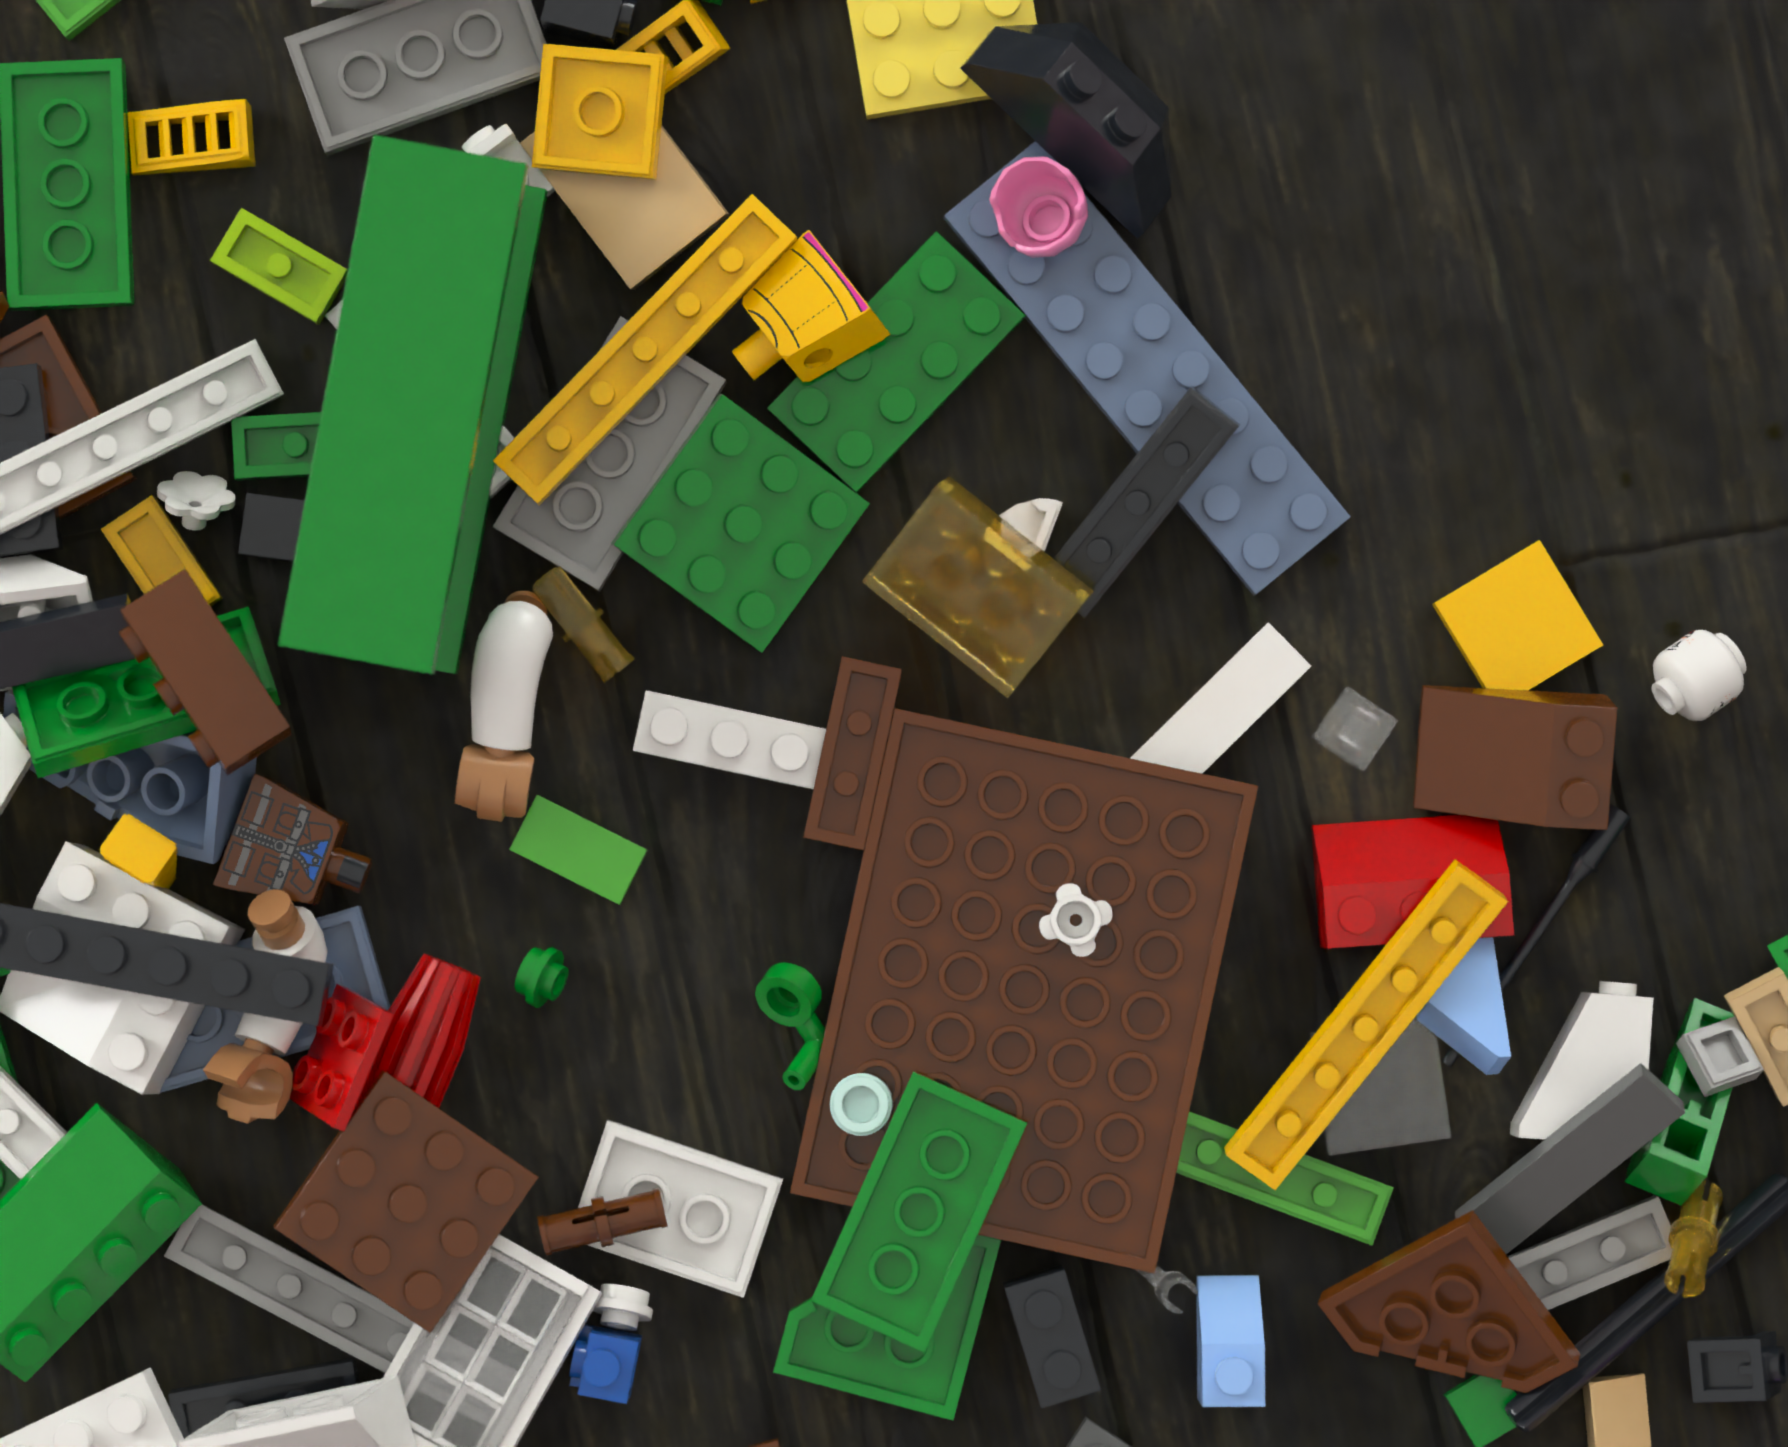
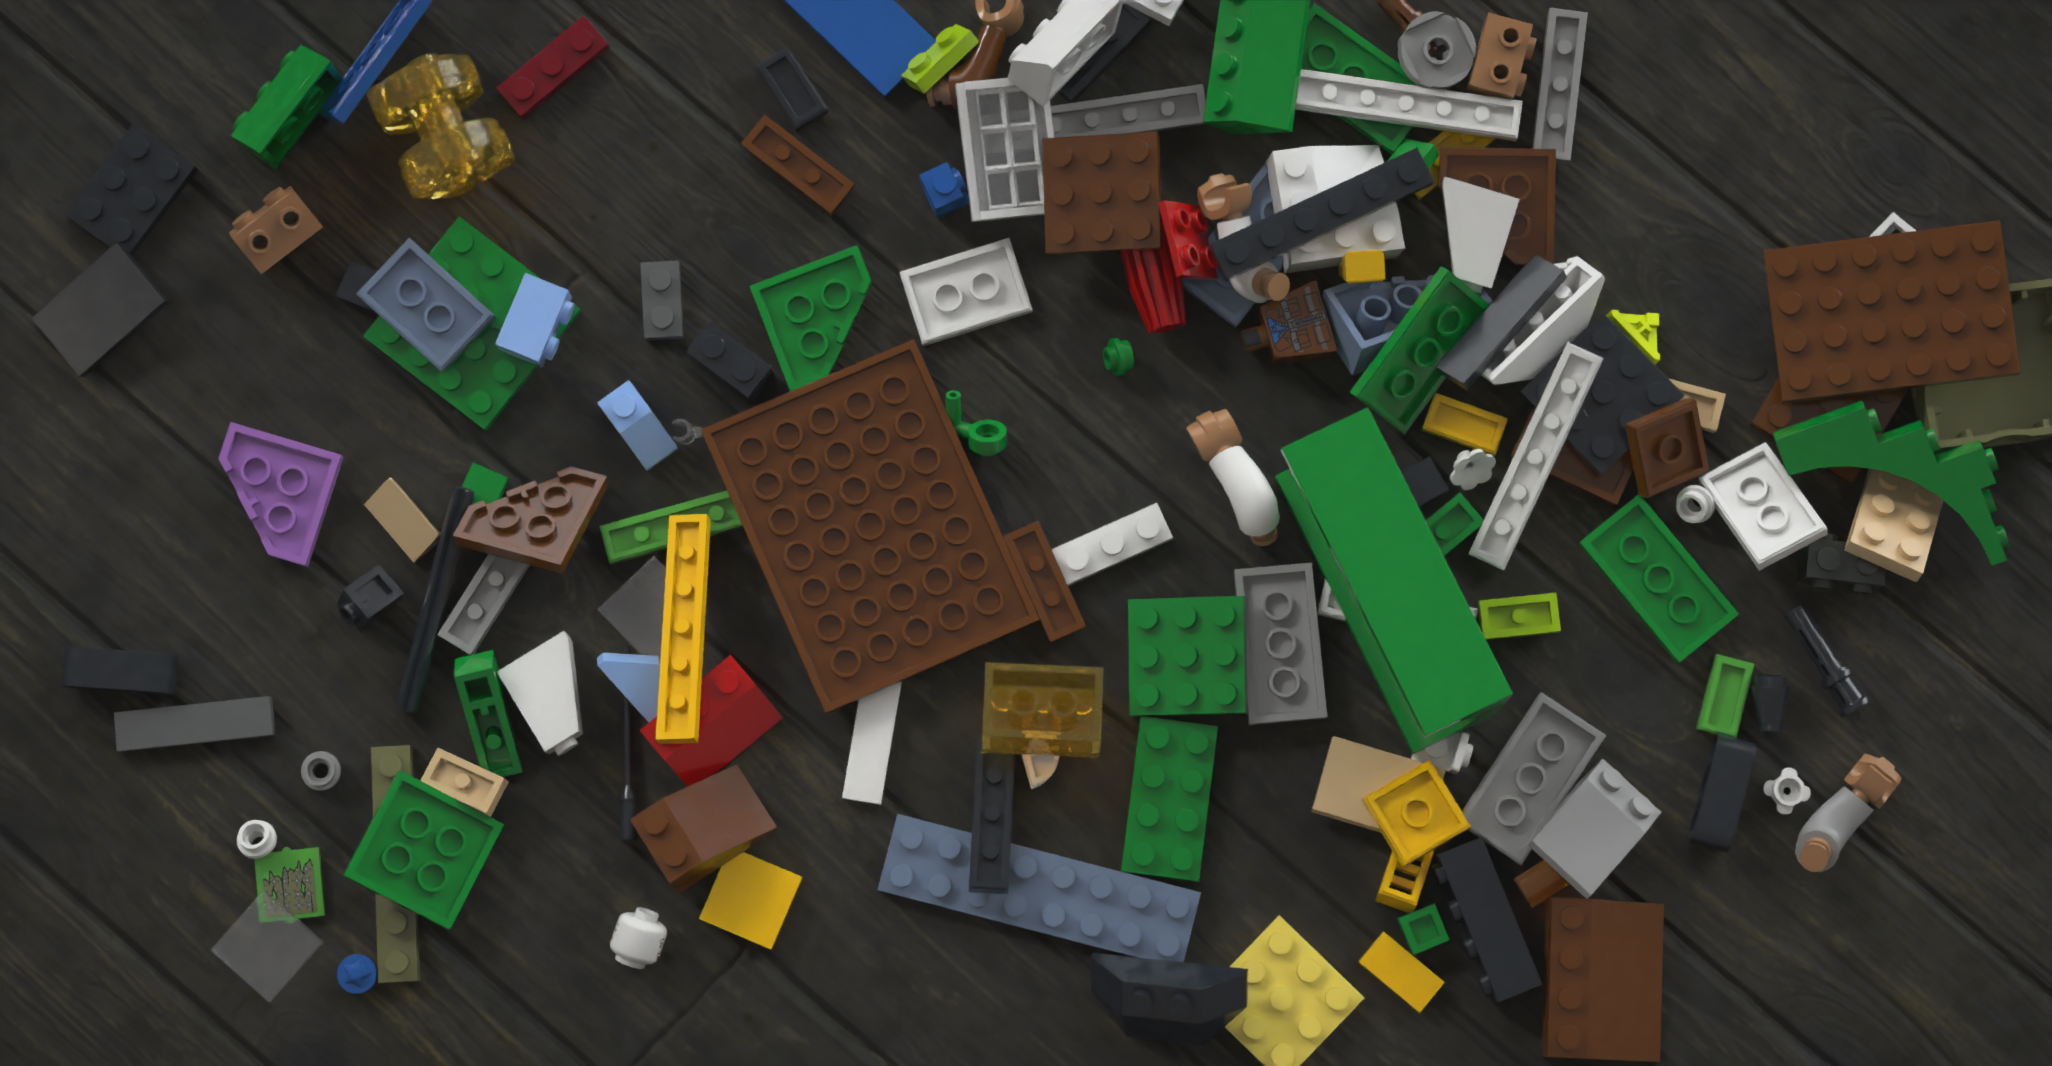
camera: 150 degrees right, 5 degrees down
(203, 674) = (1398, 374): reddish brown brick -> none
(241, 137) = (1590, 669): yellow slope -> none
(578, 849) = (1147, 433): bright green tile -> none
(582, 623) = (1229, 547): clear yellow axle -> none
(602, 1221) = (997, 256): reddish brown pin -> none
(623, 1306) = (956, 223): white plate -> none
(645, 349) = (1301, 707): yellow plate -> none
(806, 315) = (1232, 786): yellow torso -> none
(861, 1104) = (910, 407): light aqua tile -> none
(919, 1211) = (842, 374): green plate -> none
(1039, 206) = (1154, 926): bright pink hair -> none
(1058, 923) = (876, 568): white plate -> none
(1354, 729) = (796, 782): clear tile -> none
(1575, 1157) = (528, 638): dark grey tile -> none
(1694, 1241) = (437, 643): clear yellow pin -> none
(1719, 1056) = (489, 747): light grey tile -> none

